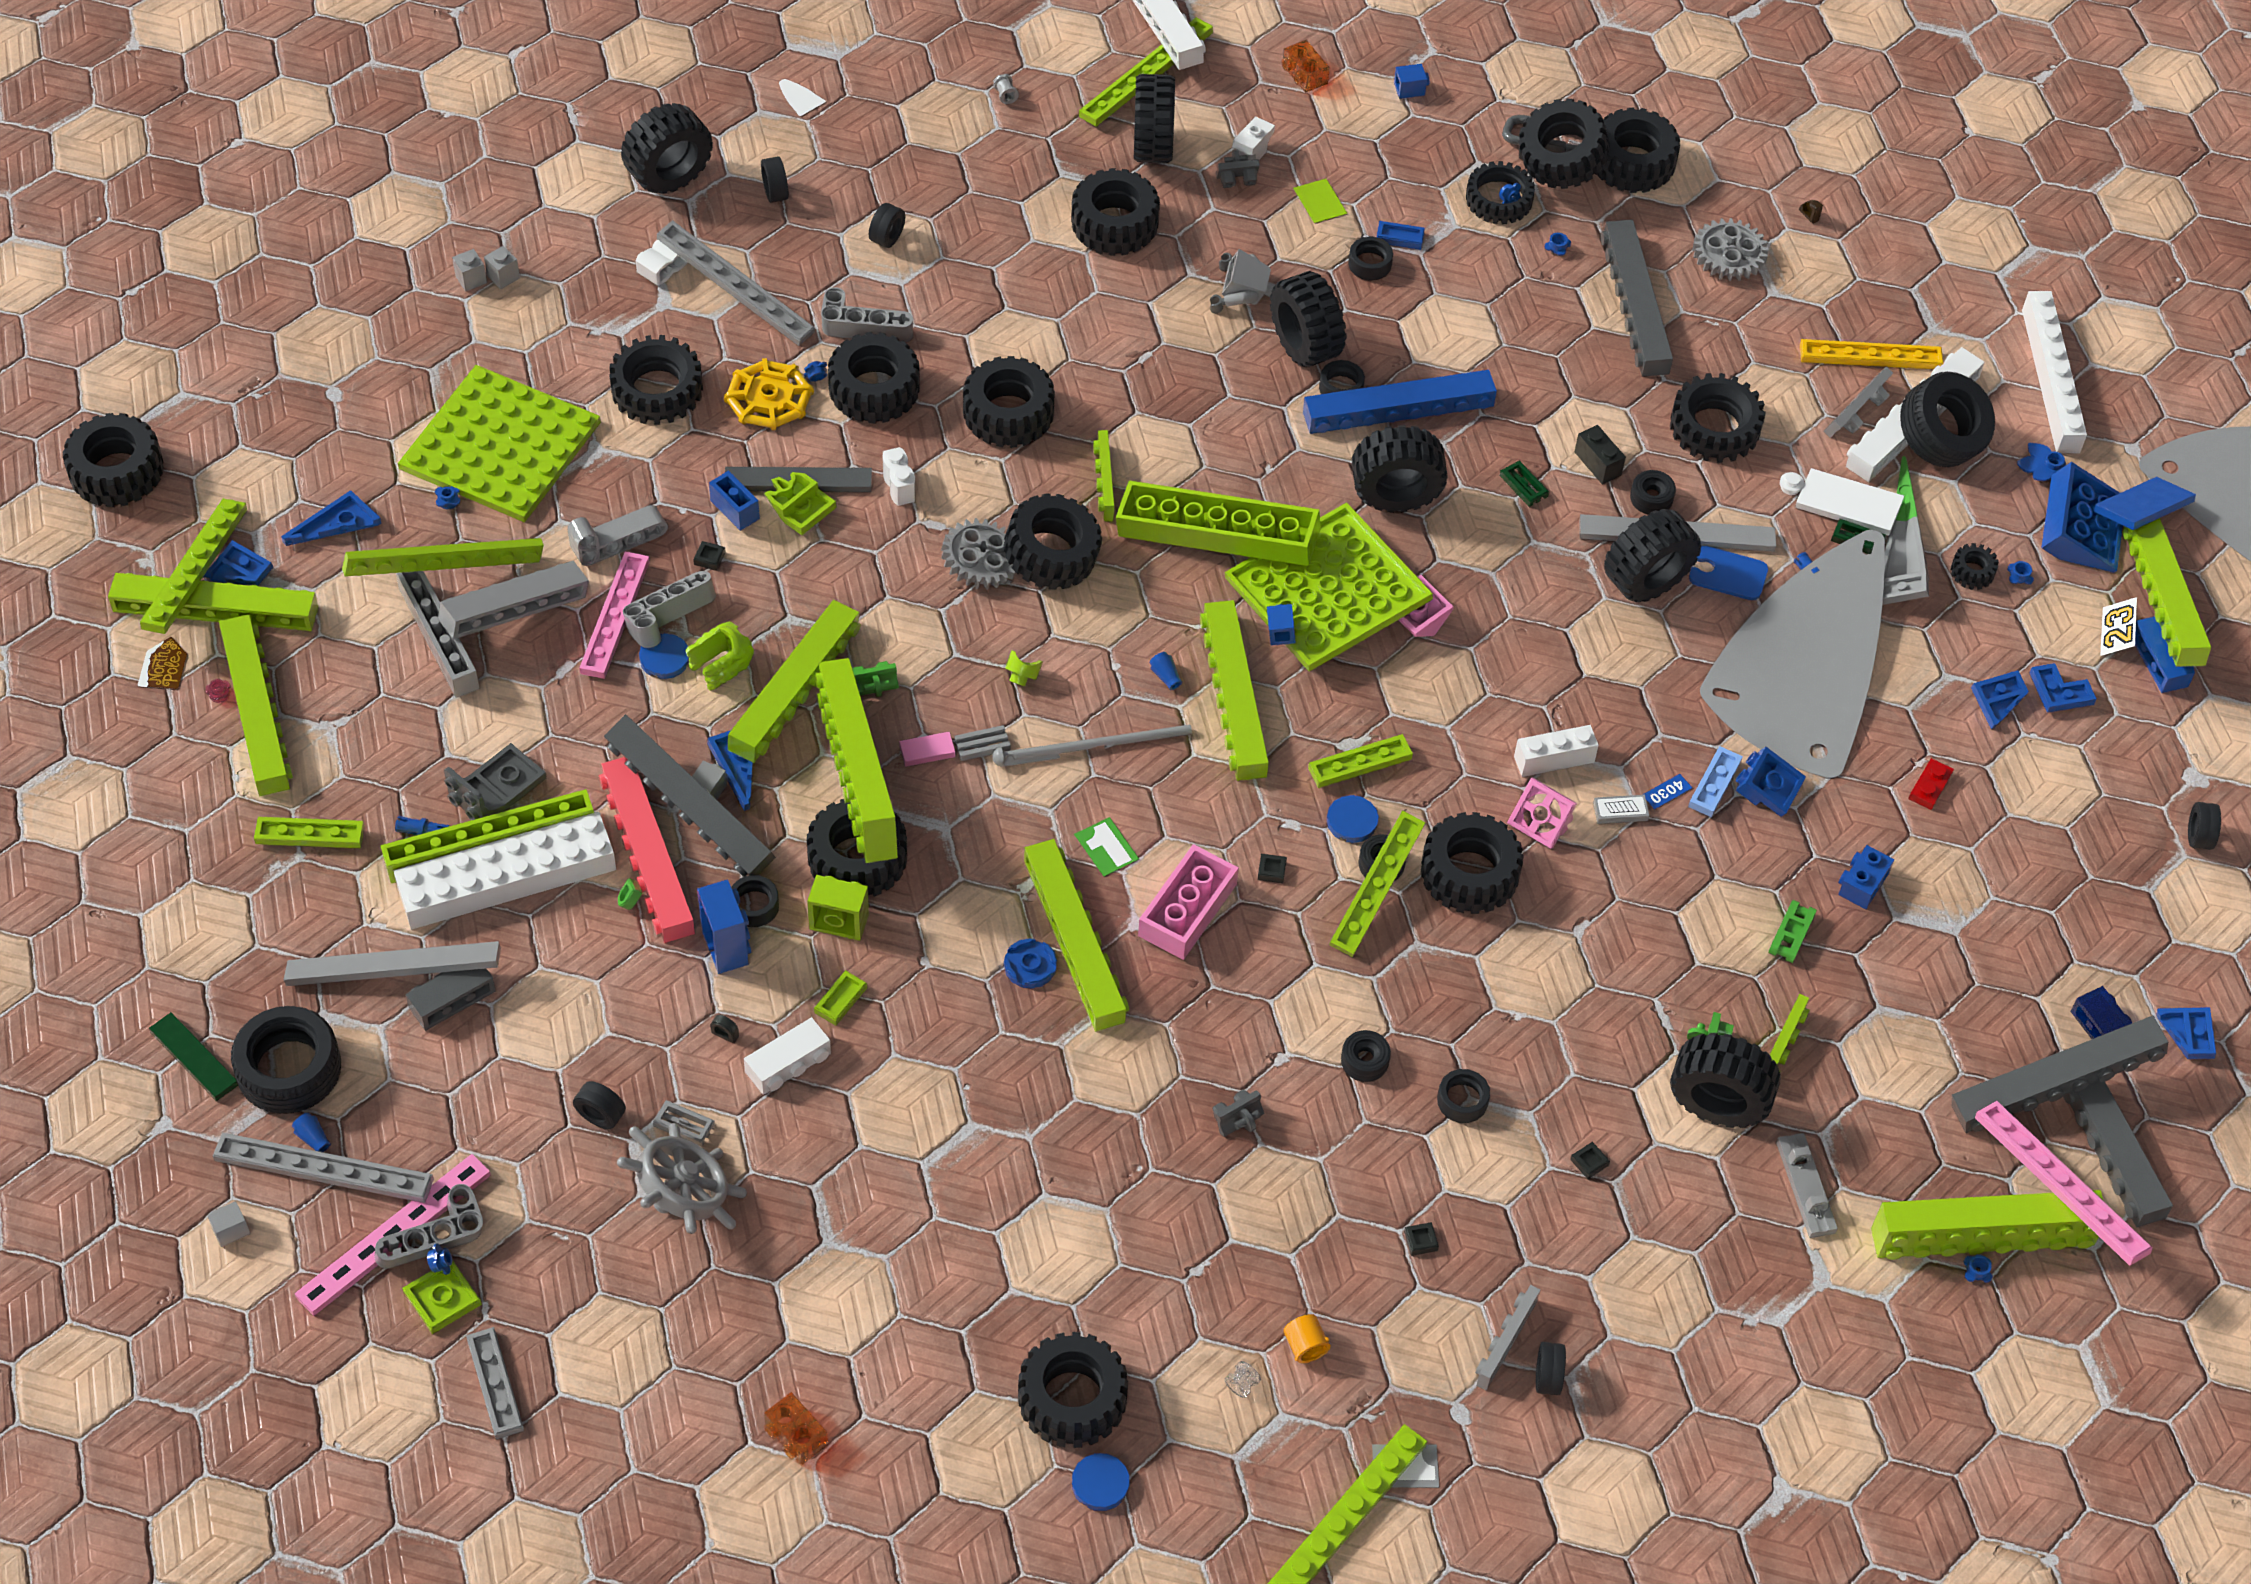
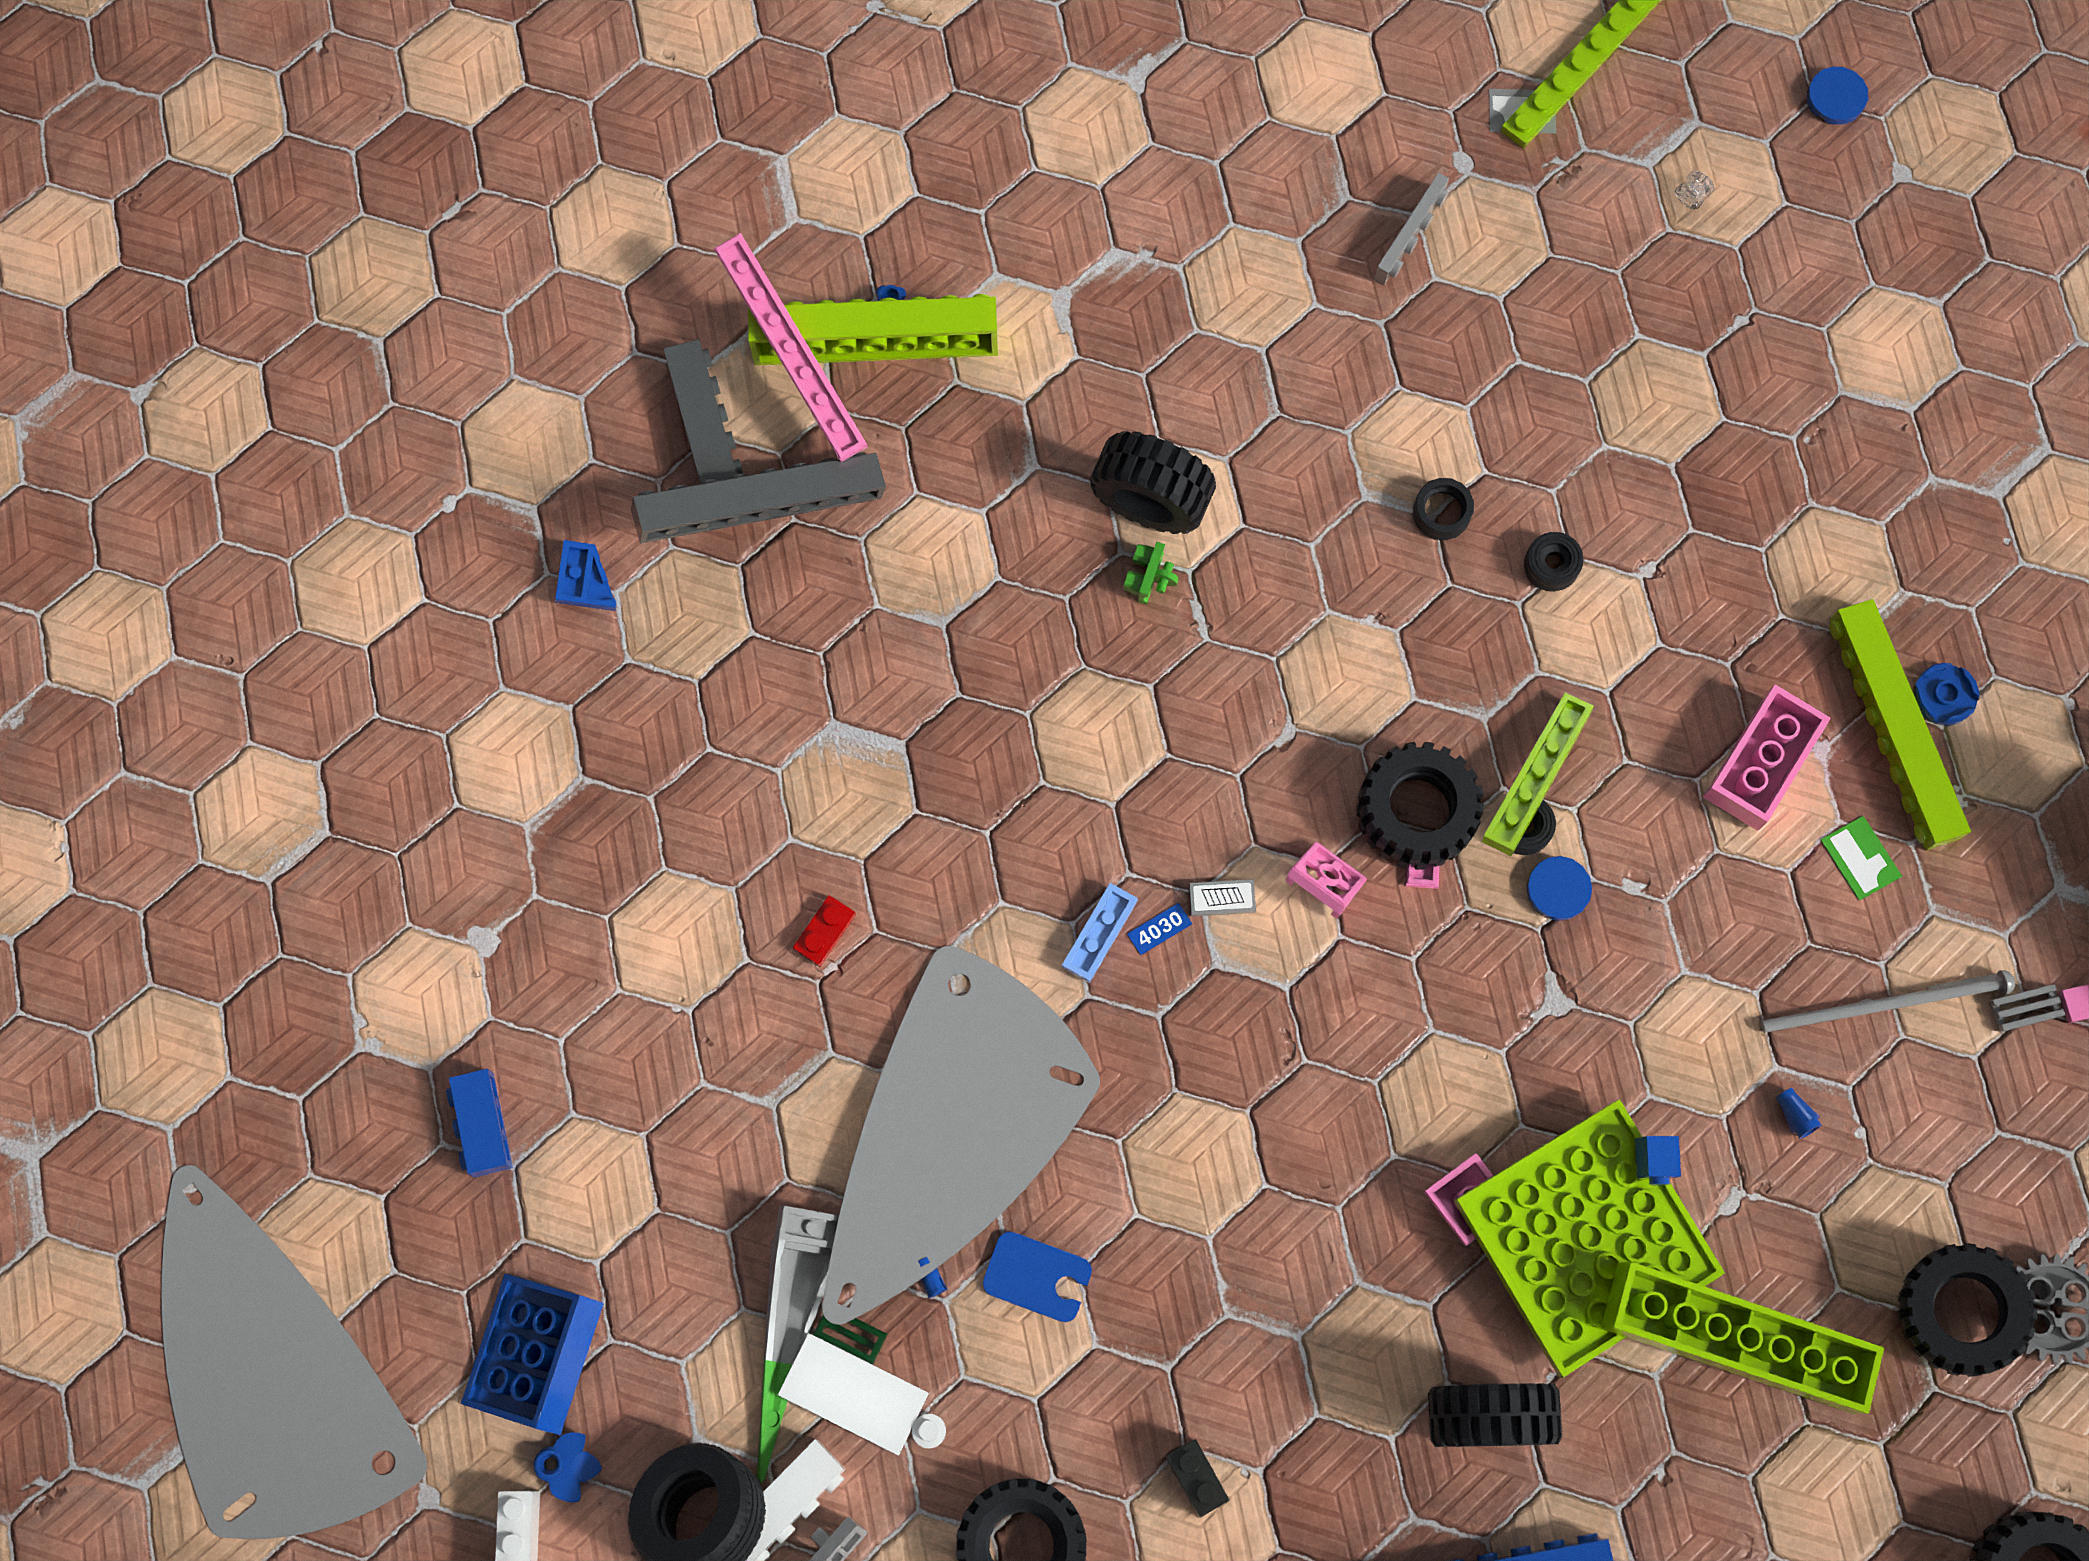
camera: 175 degrees left, 20 degrees up
(1022, 670) = (1987, 1114): lime piece -> none
(1080, 1356) = (1887, 140): black tyre -> none
(1104, 483) = (1895, 1463): lime plate -> none
(1235, 690) = (1710, 1081): lime brick -> none
(1240, 1113) = (1712, 485): dark grey hips -> none
(1272, 868) = (1659, 820): pearl dark grey tile -> none
(1306, 1338) = (1627, 227): light orange piece -> none
(1360, 761) = (1548, 969): lime plate -> none
(1421, 1238) = (1497, 347): pearl dark grey tile -> none
(1520, 484) = (1288, 1411): dark green tile -> none
(1550, 1368) = (1372, 185): black tyre -> none
(1556, 750) = (1300, 976): white brick -> none
(1590, 1160) = (1303, 435): pearl dark grey tile -> none
(1652, 480) = (1108, 1412): black tyre -> none
(1652, 555) = (1153, 1257): black tyre -> none
(1710, 534) = (1100, 1344): light grey tile -> none
(1770, 781) = (1032, 926): blue plate -> none
(1790, 1032) = (1072, 556): lime plate -> none
(1792, 931) = (1032, 719): bright green plate -> none
(1806, 1185) = (1063, 402): light grey hinge -> none
(1865, 877) = (933, 788): blue brick -> none
(1978, 556) = (684, 1264): black tyre -> none
(1999, 696) = (710, 1060): blue wing -> none
(2020, 573) = (631, 1272): blue plate -> none
(2060, 695) = (635, 1062): blue plate -> none
(2099, 1013) = (684, 591): clear blue brick -> none
(2118, 626) = (528, 1167): sticker -> none
(2144, 503) = (443, 1370): blue tile -> none
(2168, 594) = (454, 1211): lime brick -> none
(2204, 825) = (497, 845): black tyre -> none

